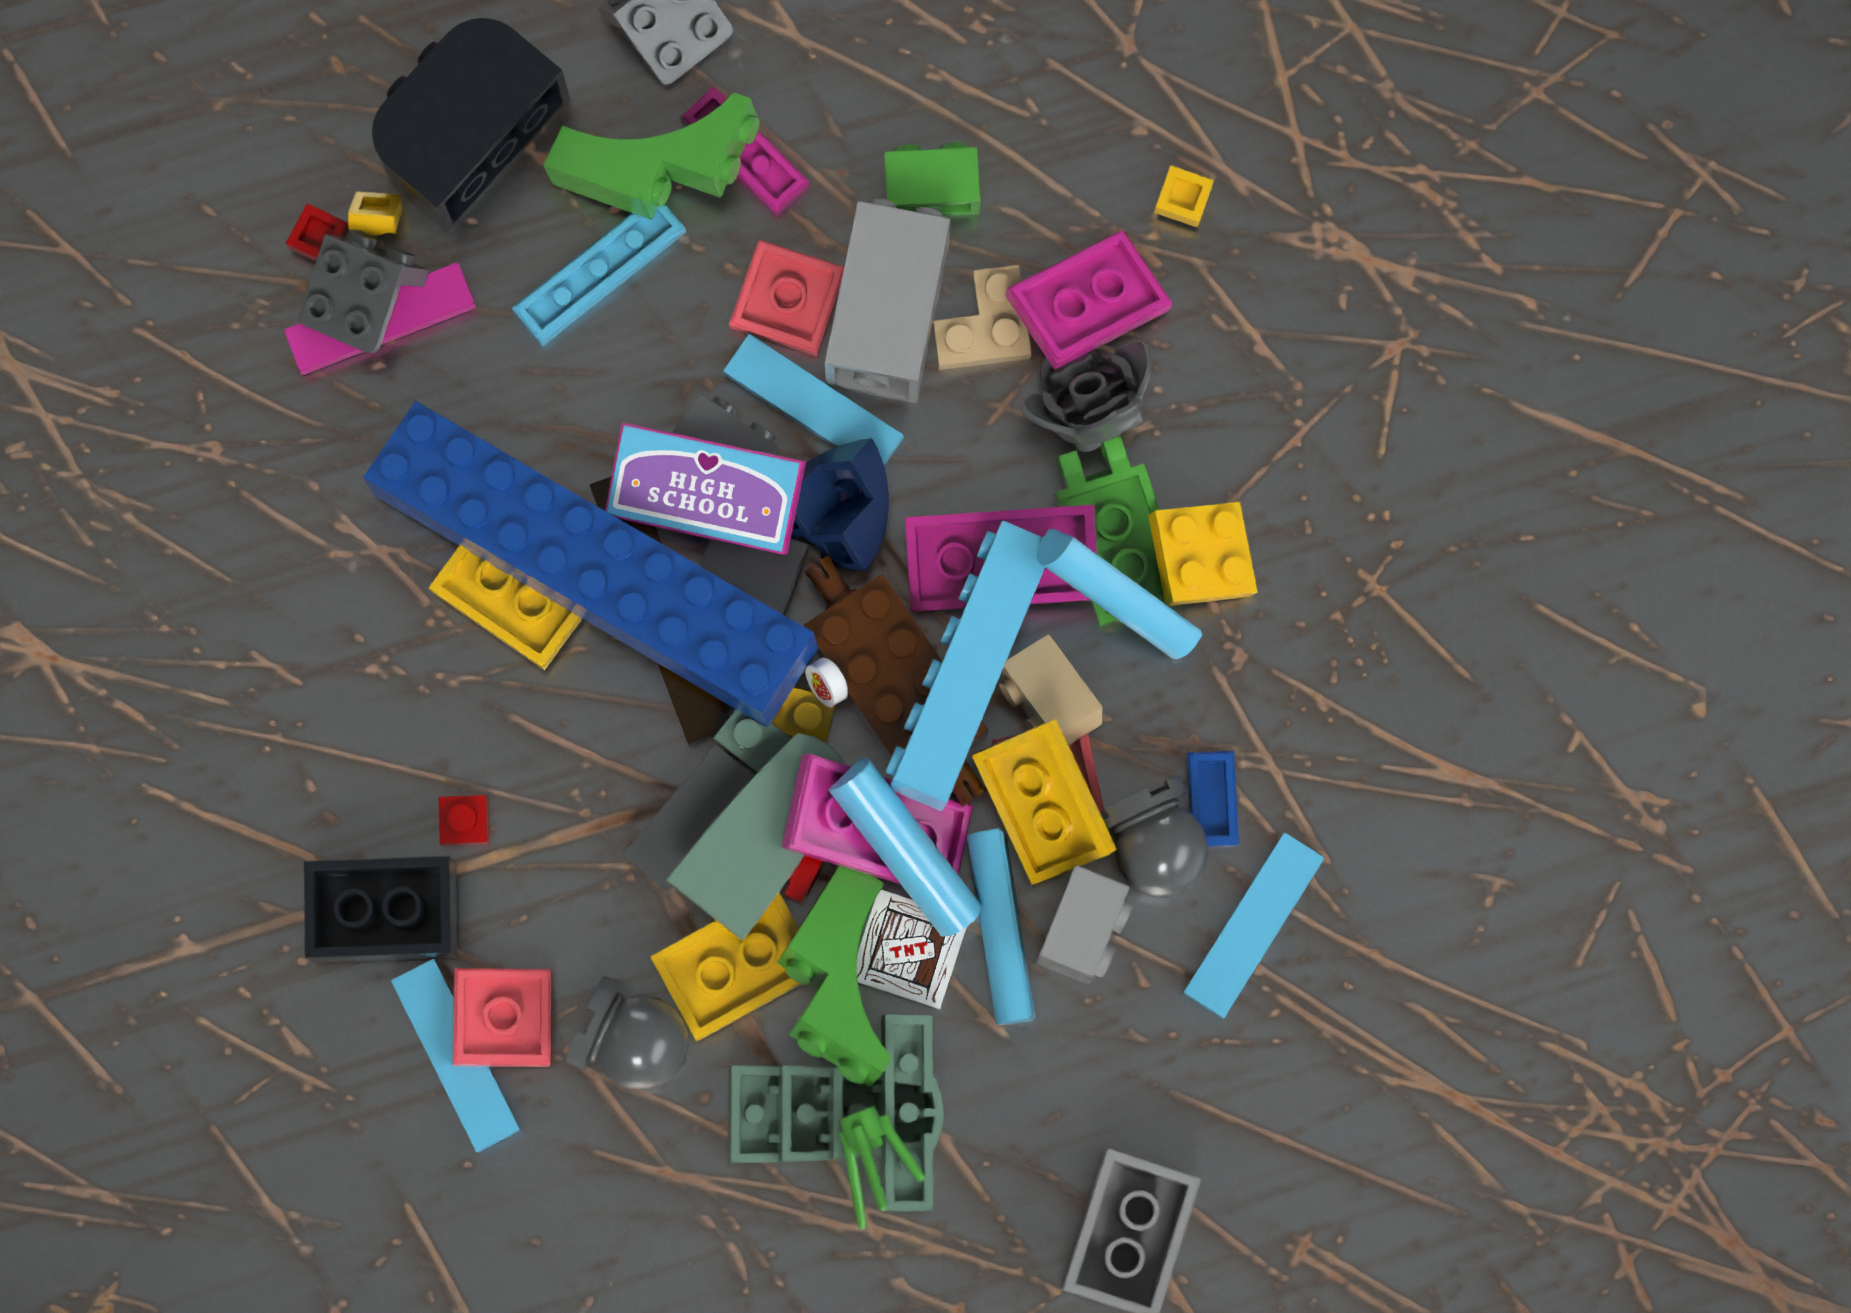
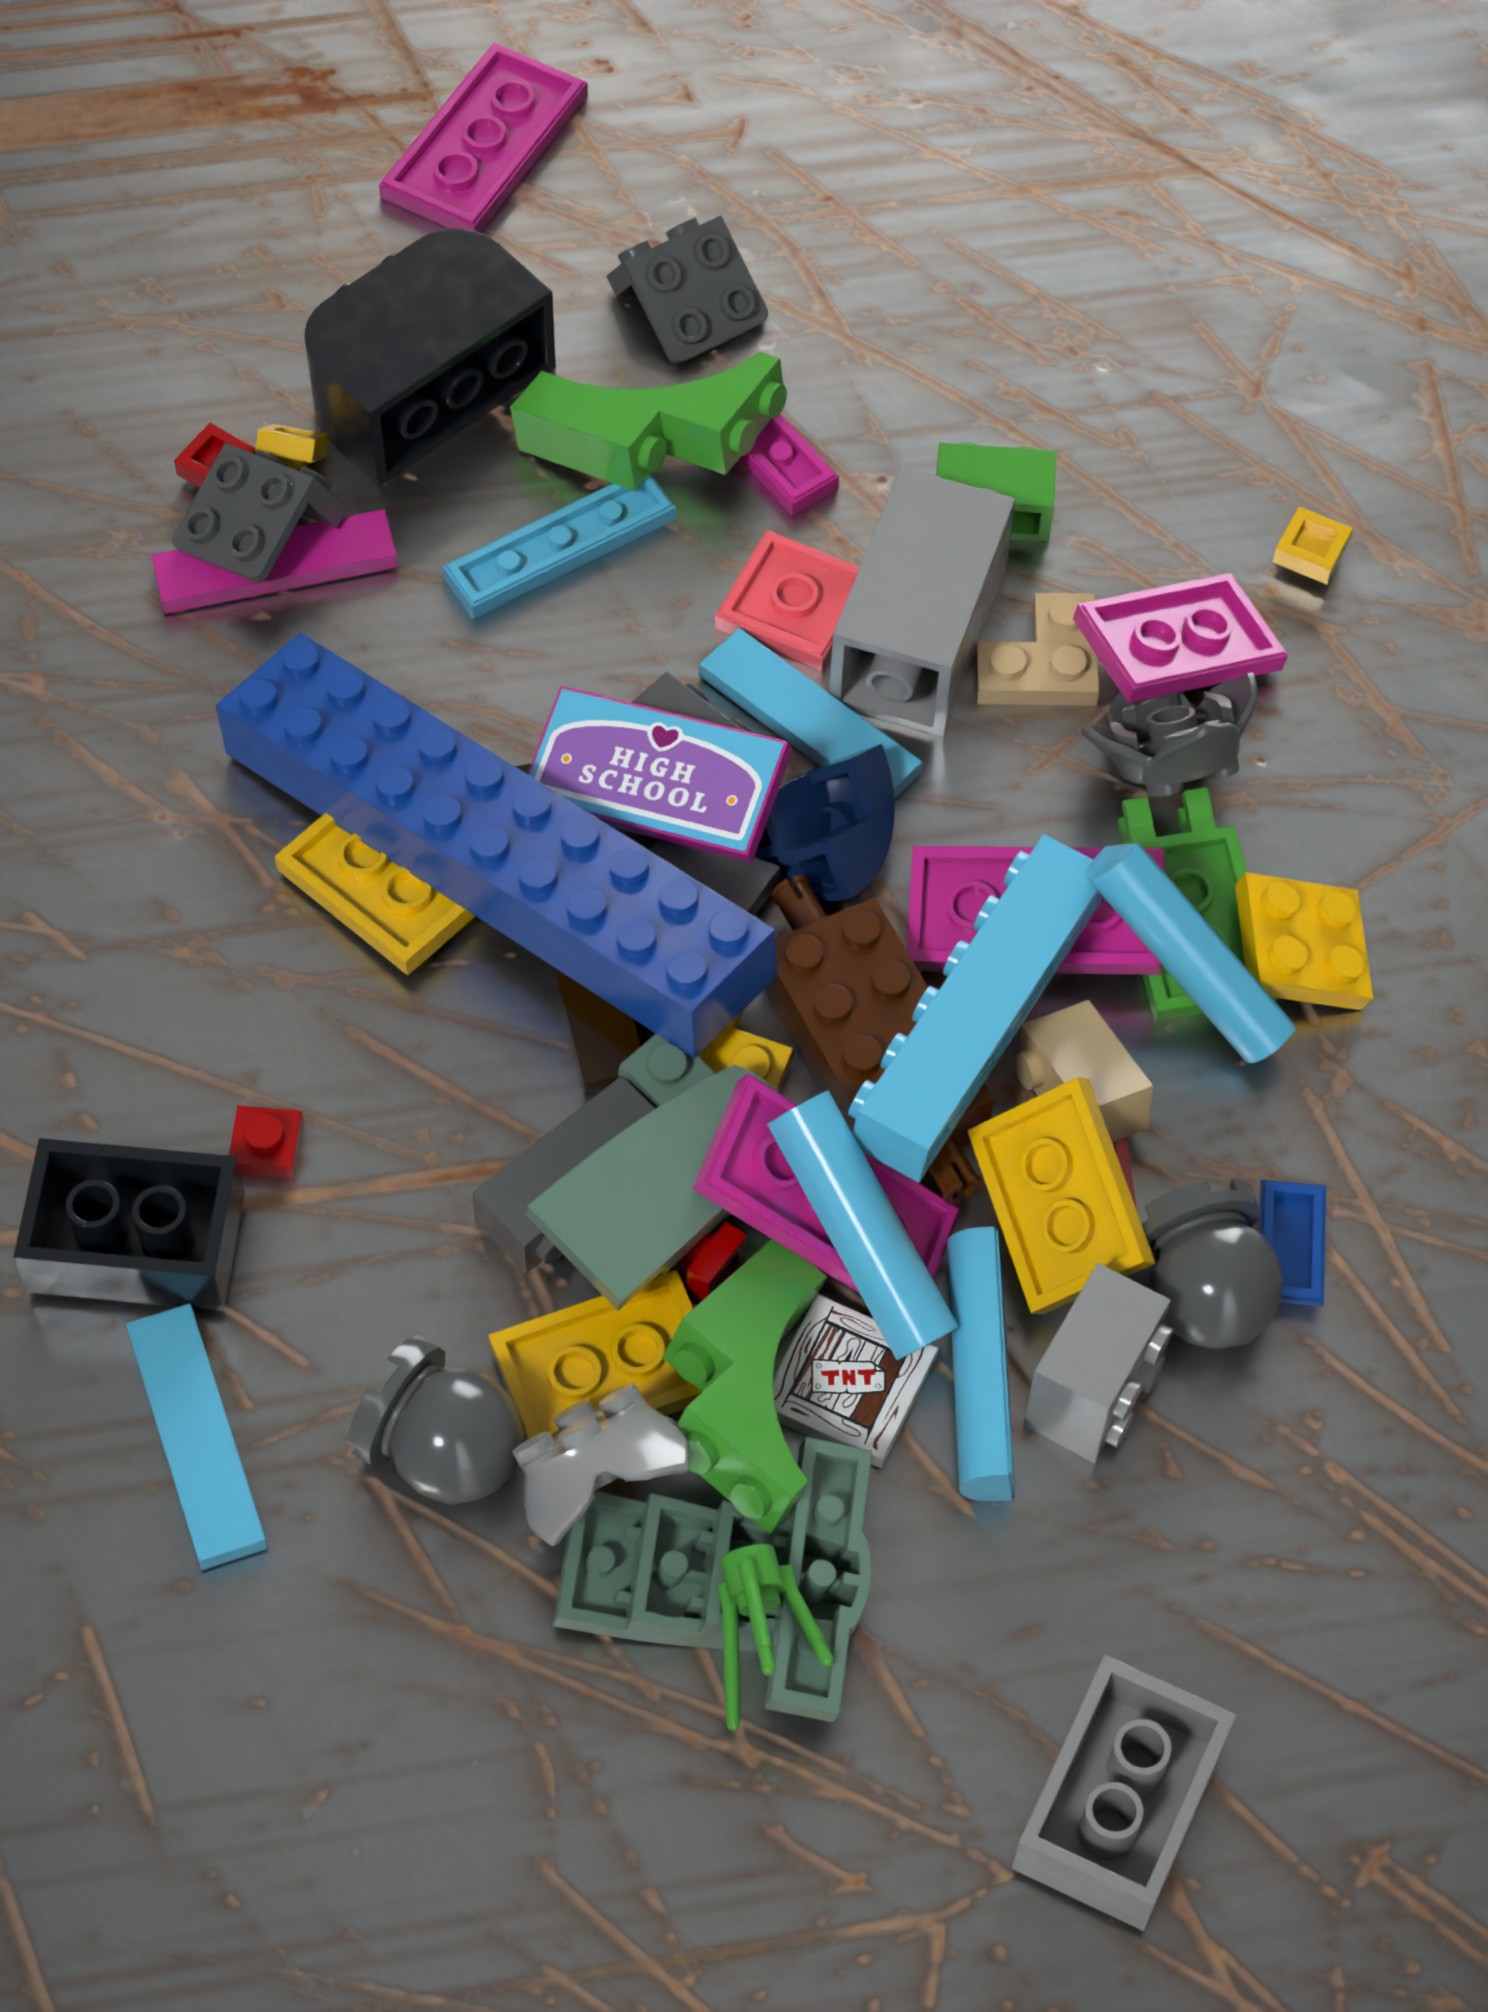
camera: 10 degrees right, 20 degrees down
(501, 1017) = (268, 1390): coral tile -> none
(739, 1048) = (590, 1451): none -> light grey brick
(826, 682) = (782, 1016): white tile -> none
(1253, 925) = (1334, 1413): medium azure tile -> none

